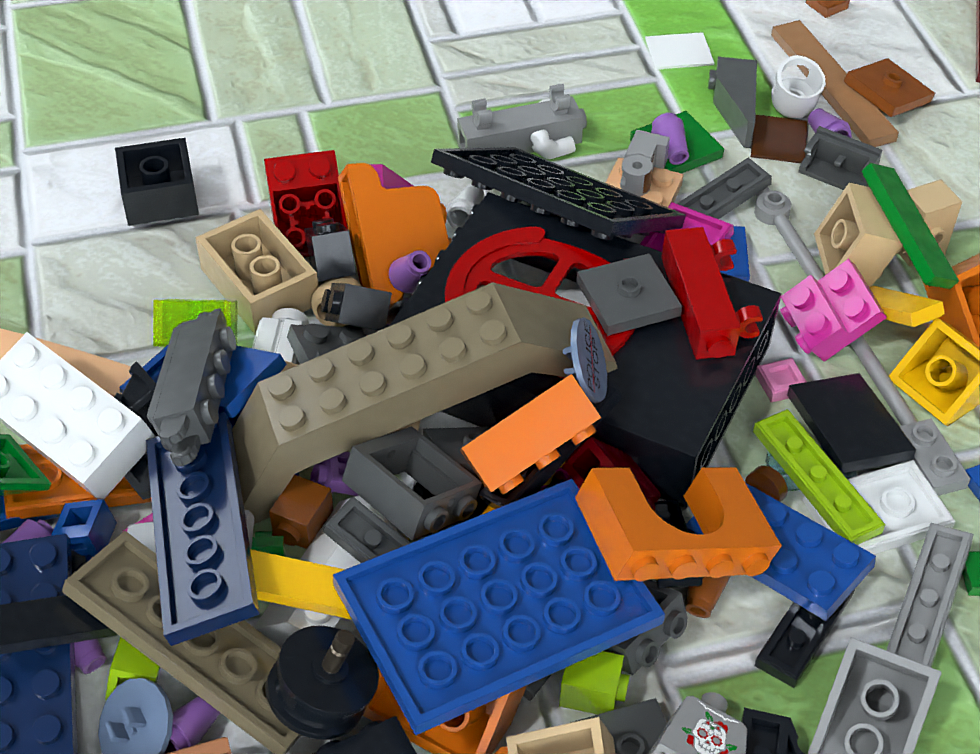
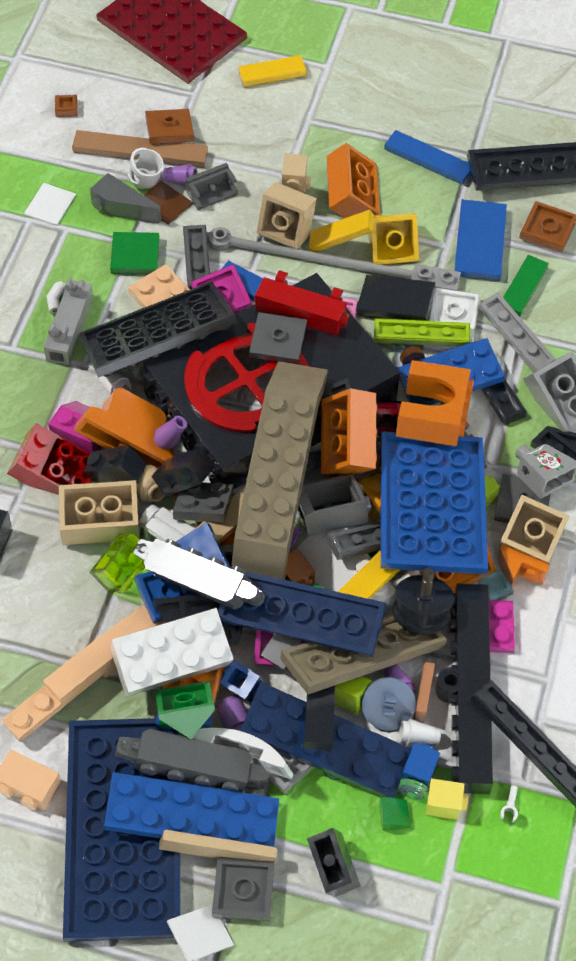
camera: 60 degrees left, 10 degrees up
(549, 148) = (92, 314): white arm -> none
(587, 359) = (337, 377): sand blue piece -> none
(643, 154) = (152, 278): light grey leg -> none
(673, 127) = (139, 252): medium lavender cone -> none
(831, 310) = (324, 255): dark pink plate -> none
(910, 226) = (308, 188): green tile -> none

